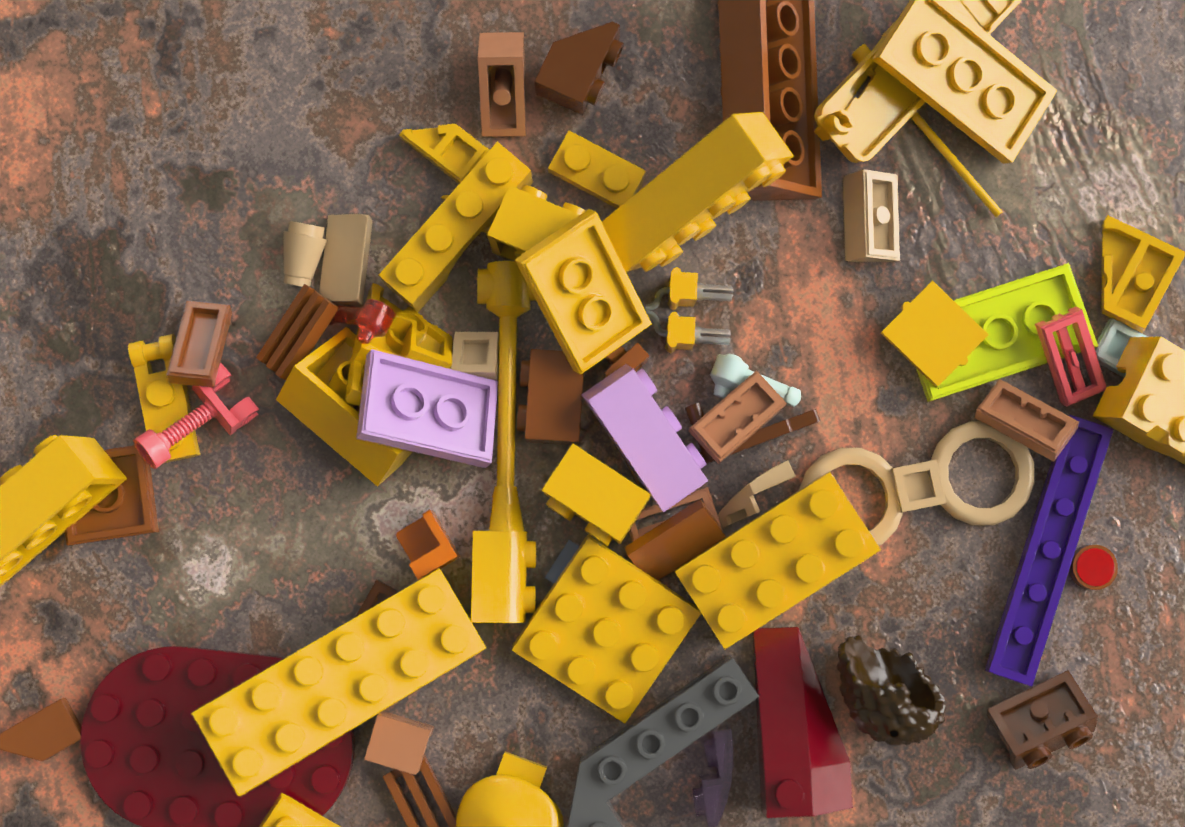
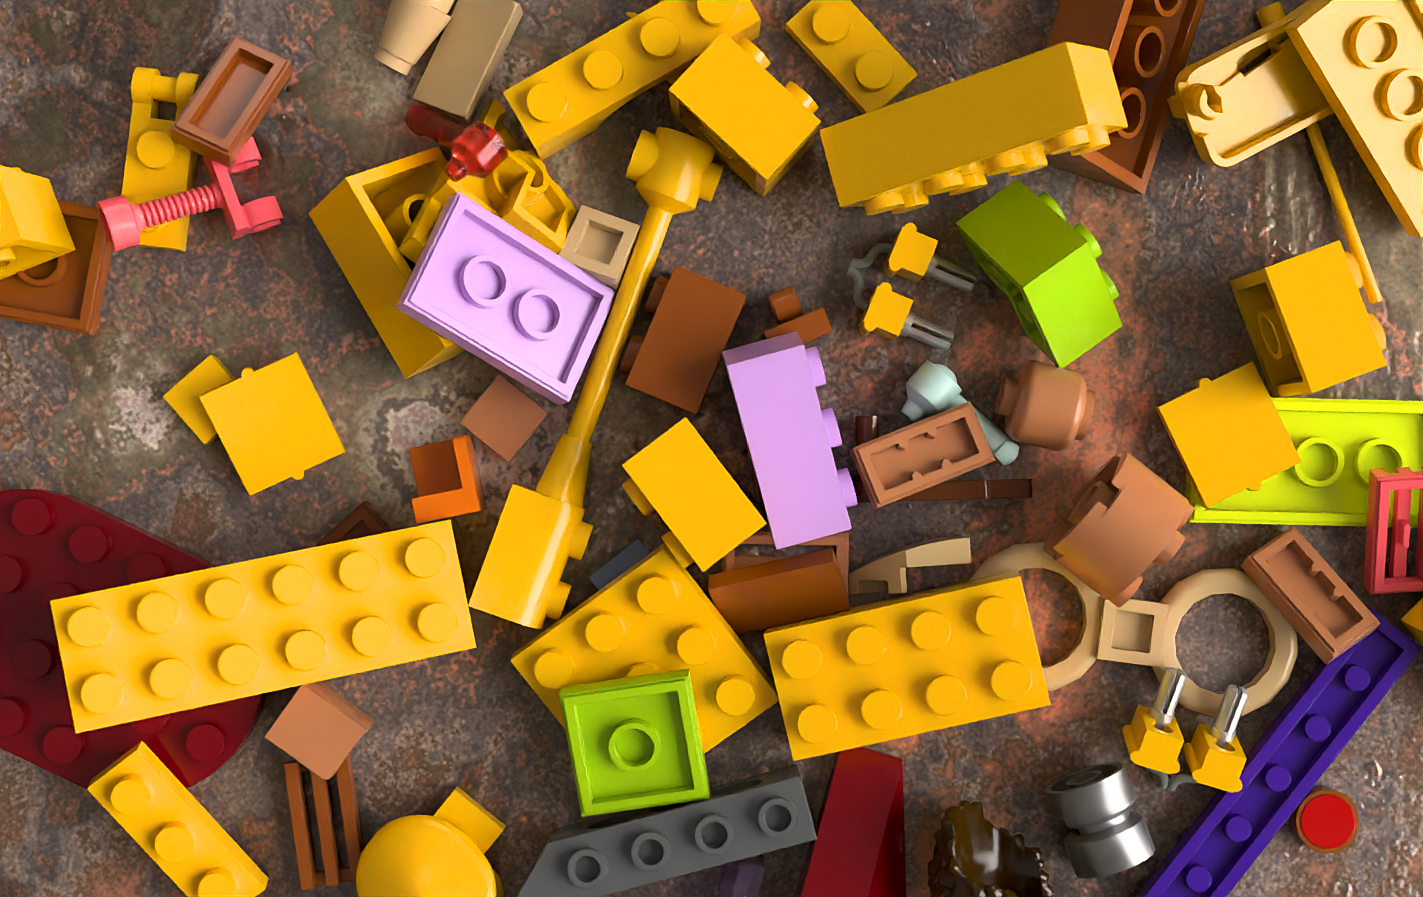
camera: 20 degrees right, 5 degrees up
(250, 547) = (186, 401): none -> yellow tile
(297, 331) = (369, 130): dark orange tile -> none
(298, 548) = (272, 423): none -> yellow piece
(451, 490) = (504, 418): none -> nougat tile
(583, 291) = (773, 212): yellow tile -> none
(614, 675) = (635, 742): none -> lime tile
(774, 269) = (1043, 270): none -> lime brick
(807, 356) = (1045, 405): none -> nougat head
(871, 217) = (1201, 244): tan slope -> none
(883, 419) = (1119, 528): none -> nougat brick
(947, 623) = (1102, 828): none -> flat silver wheel
(958, 240) = (1310, 321): none -> yellow brick
(1003, 546) = (1212, 755): none -> yellow piece

